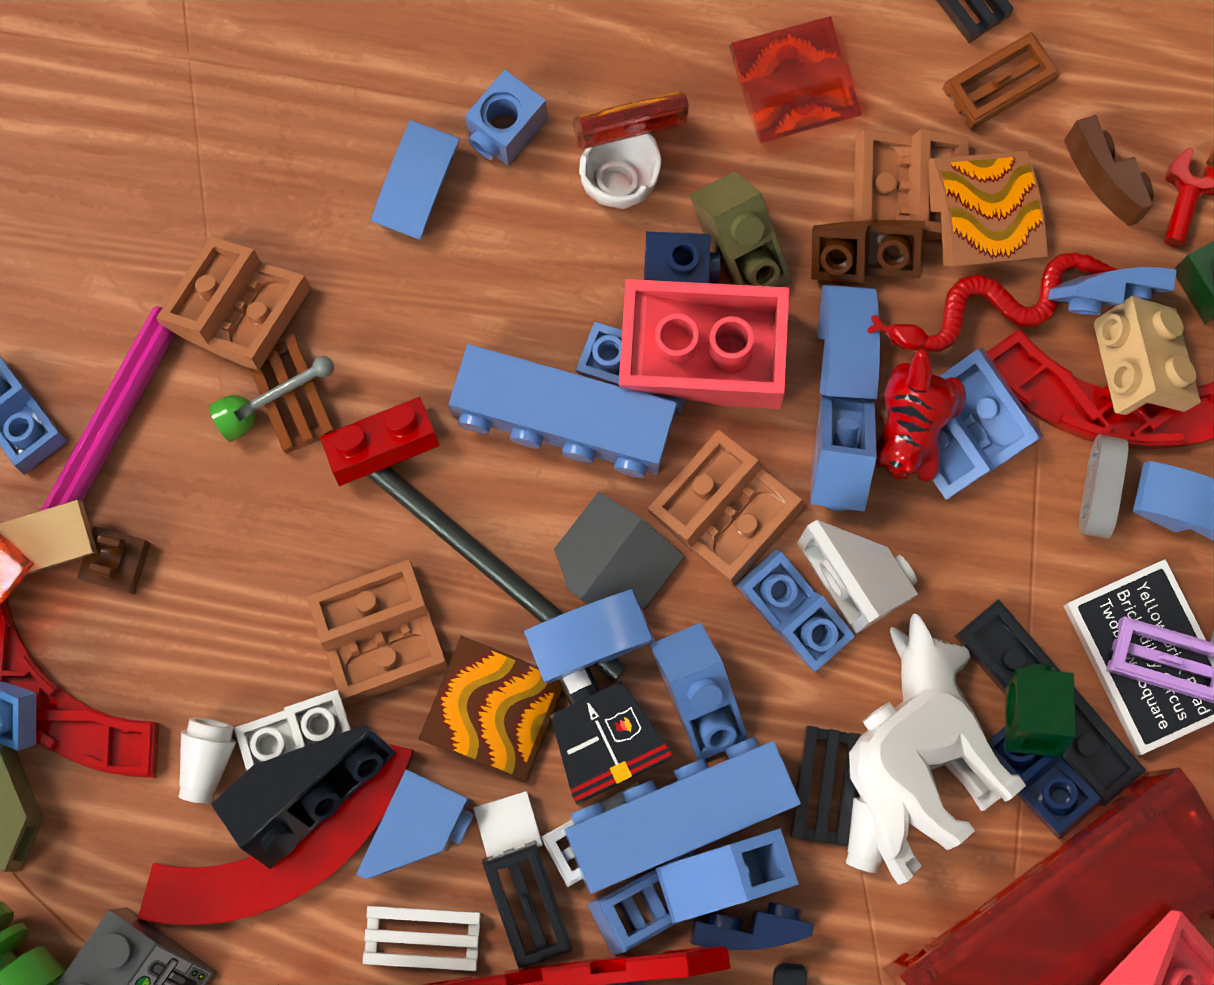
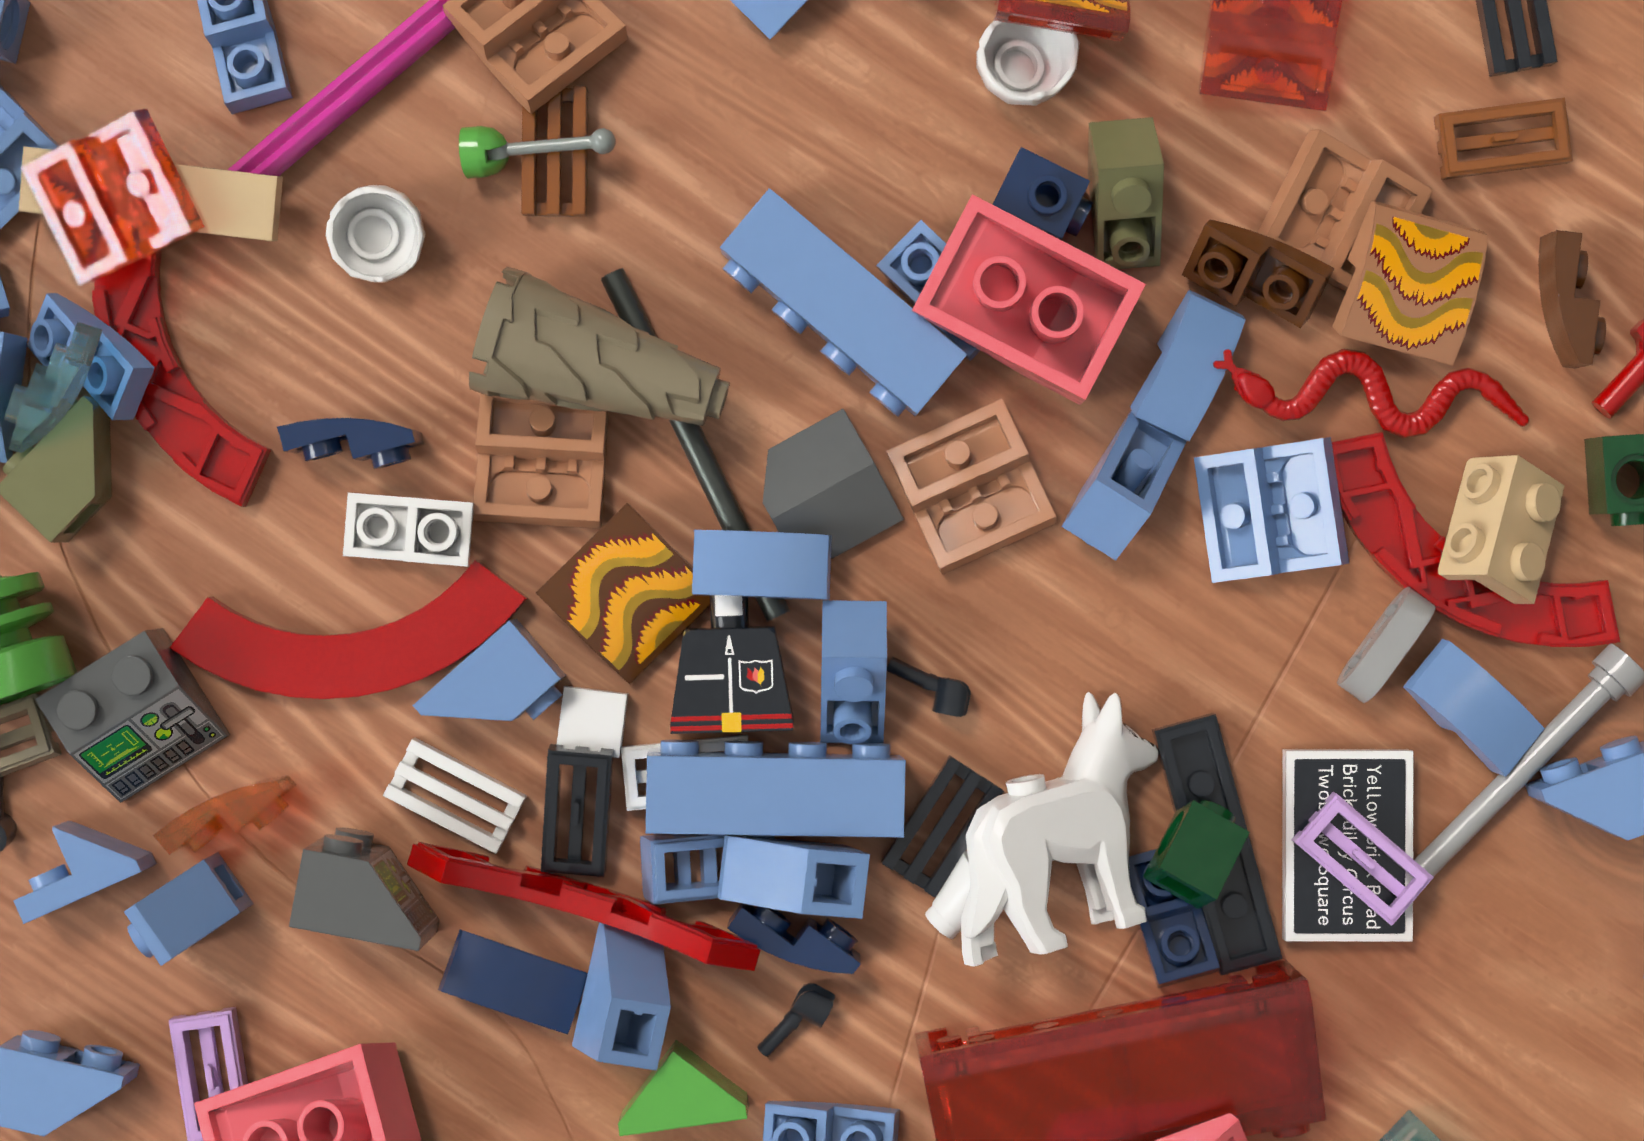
camera: 25 degrees right, 10 degrees up
(117, 561) = (295, 257): reddish brown tile -> none
(173, 513) = (375, 233): none -> white hair
(203, 758) = (304, 510): white cone -> none
(234, 675) = (368, 439): none -> dark blue slope
(293, 793) = (384, 592): black slope -> none
(379, 441) = (629, 249): red plate -> none
(379, 534) = (586, 358): none -> dark tan cone
(784, 677) = (951, 694): none -> black hand
(795, 610) = (994, 629): medium blue slope -> none
(857, 573) = (1078, 628): white slope -> none
(917, 412) = (1221, 481): red animal -> none
(1092, 292) = (1499, 431): medium blue slope -> none

